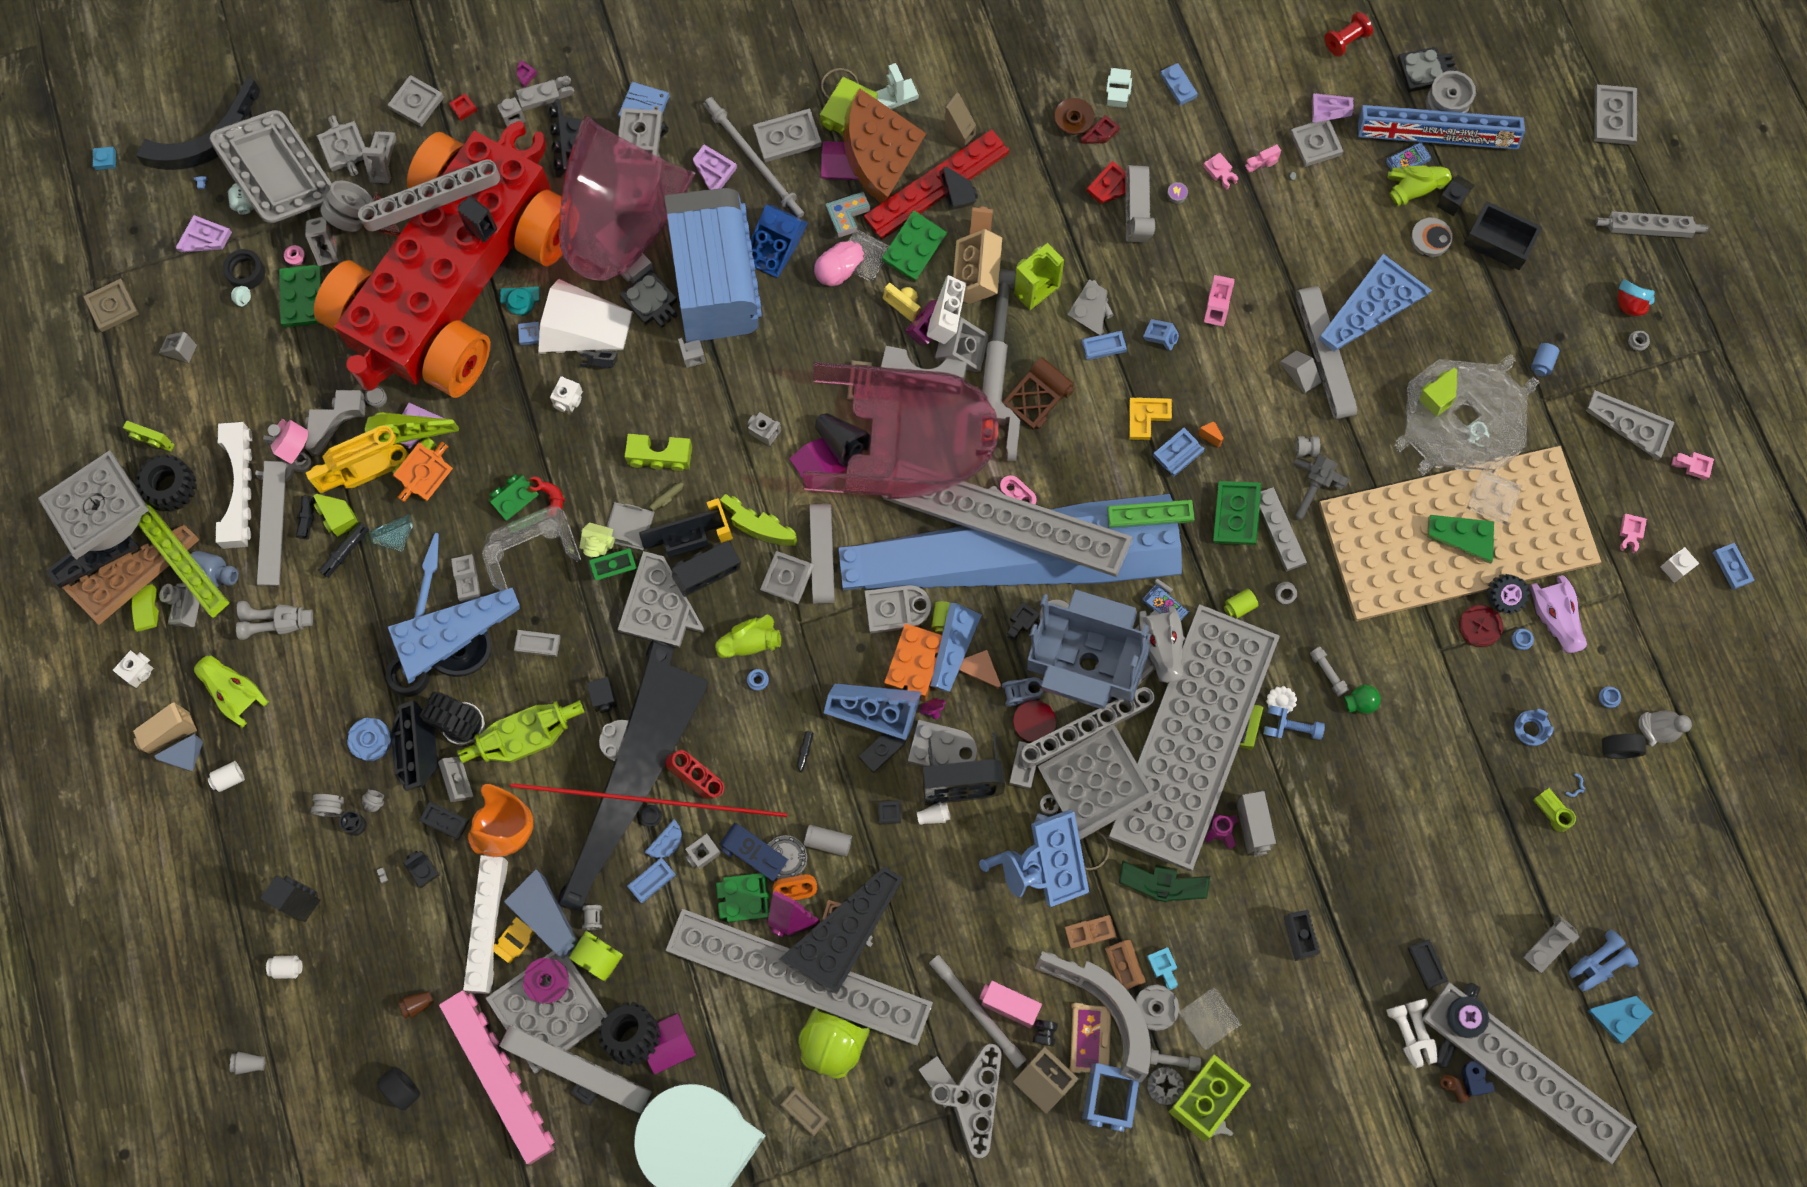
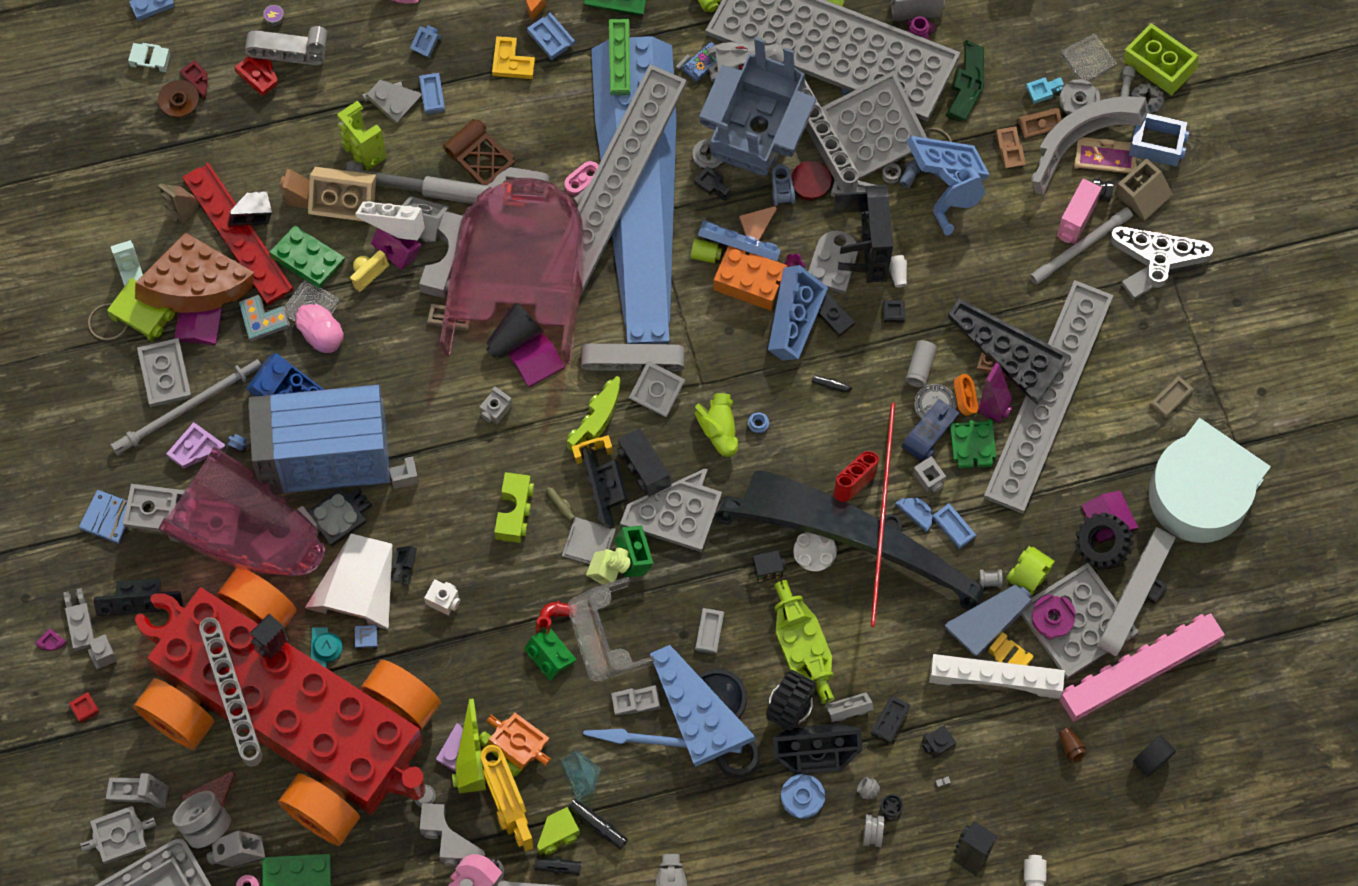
camera: 90 degrees left, 5 degrees down
(415, 101) = (71, 756): light grey plate -> none
(501, 824) = (902, 655): orange piece -> none
(831, 1044) = (1114, 364): lime piece -> none
(894, 606) = (693, 294): light grey plate -> none

